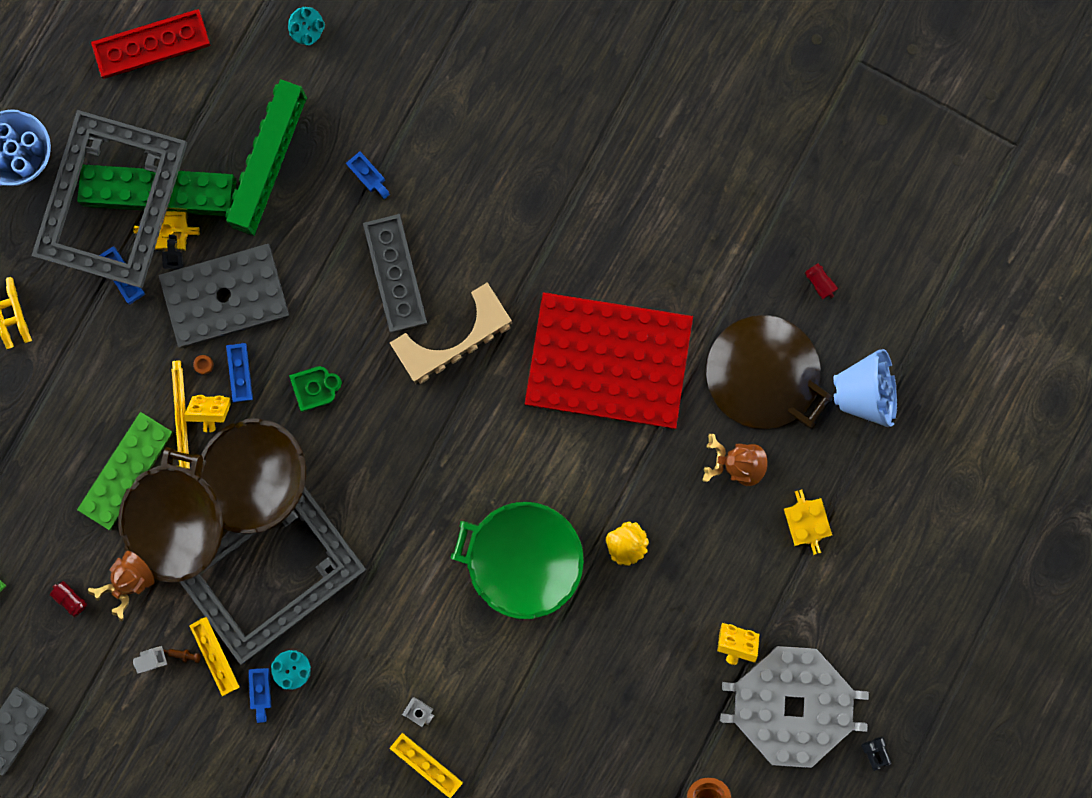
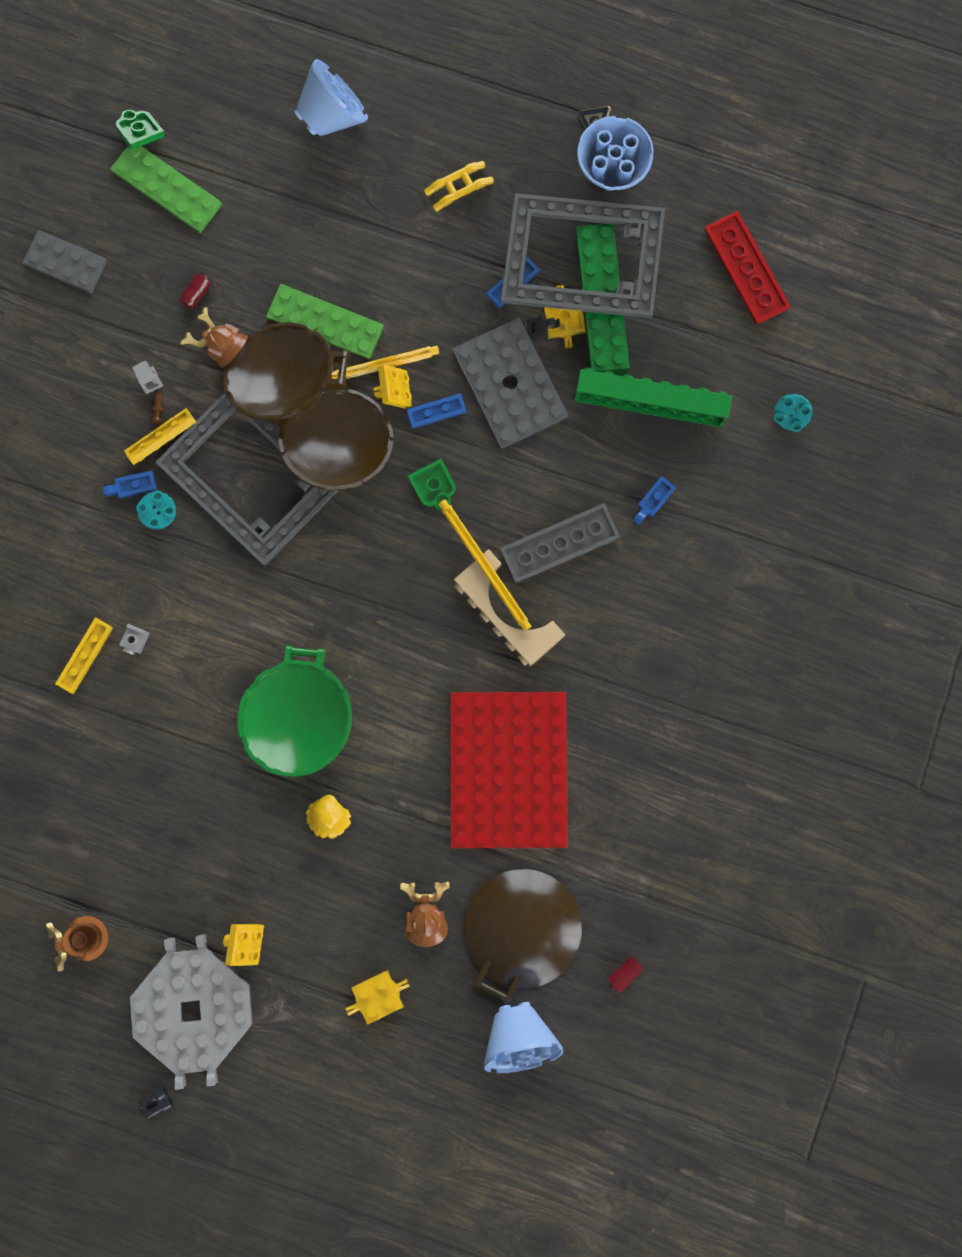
camera: 80 degrees right, 0 degrees up
(203, 364) = (439, 375): dark orange tile -> none
(405, 348) = (485, 565): none -> yellow piece

